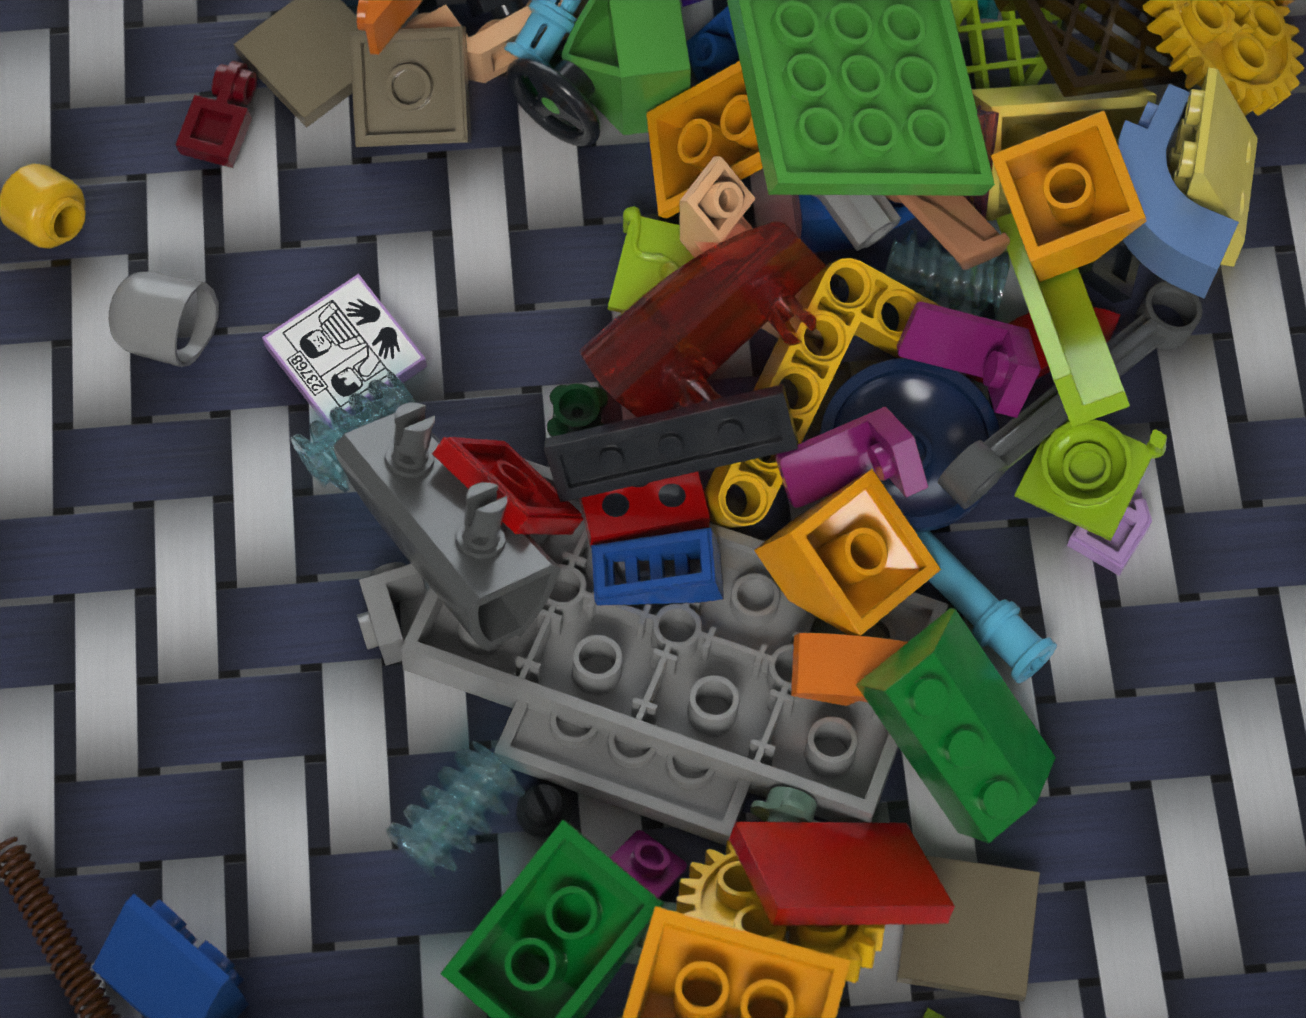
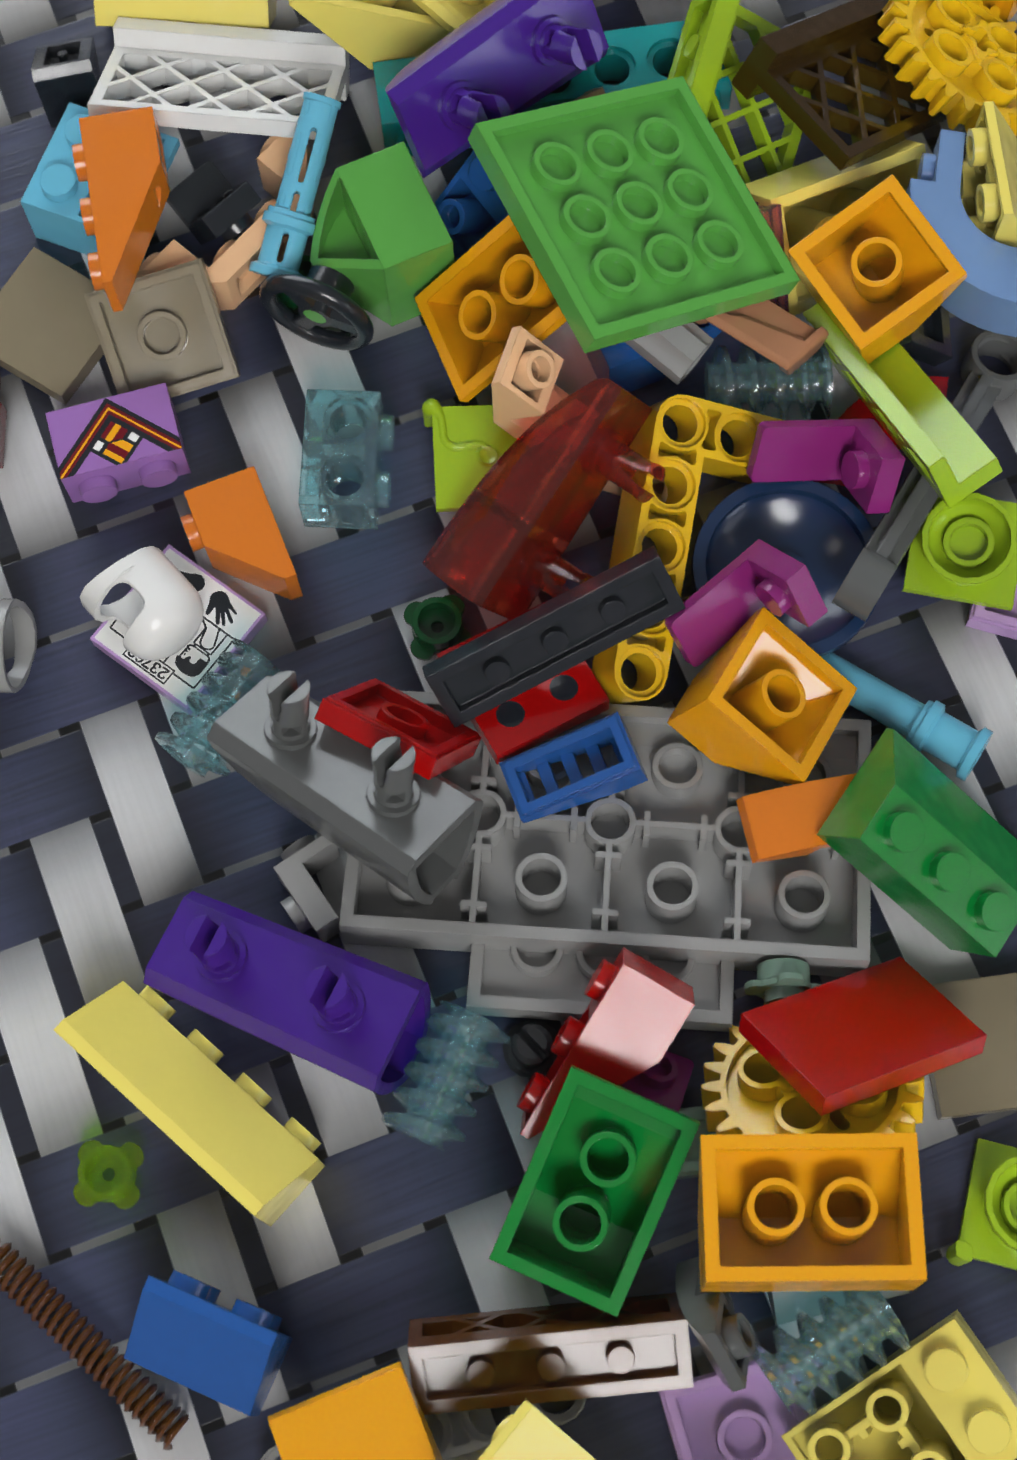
camera: 15 degrees left, 5 degrees up
(124, 794) = (97, 1158): none -> clear neon green plate
(226, 765) = (193, 1100): none -> light yellow slope
(330, 330) = (159, 611): none -> white helmet
(341, 173) = (118, 444): none -> medium lavender brick
(343, 694) = (293, 991): none -> dark purple piece
(425, 280) = (240, 532): none -> orange slope
(528, 238) = (336, 459): none -> clear light blue brick
(626, 808) = (620, 1034): none -> slope

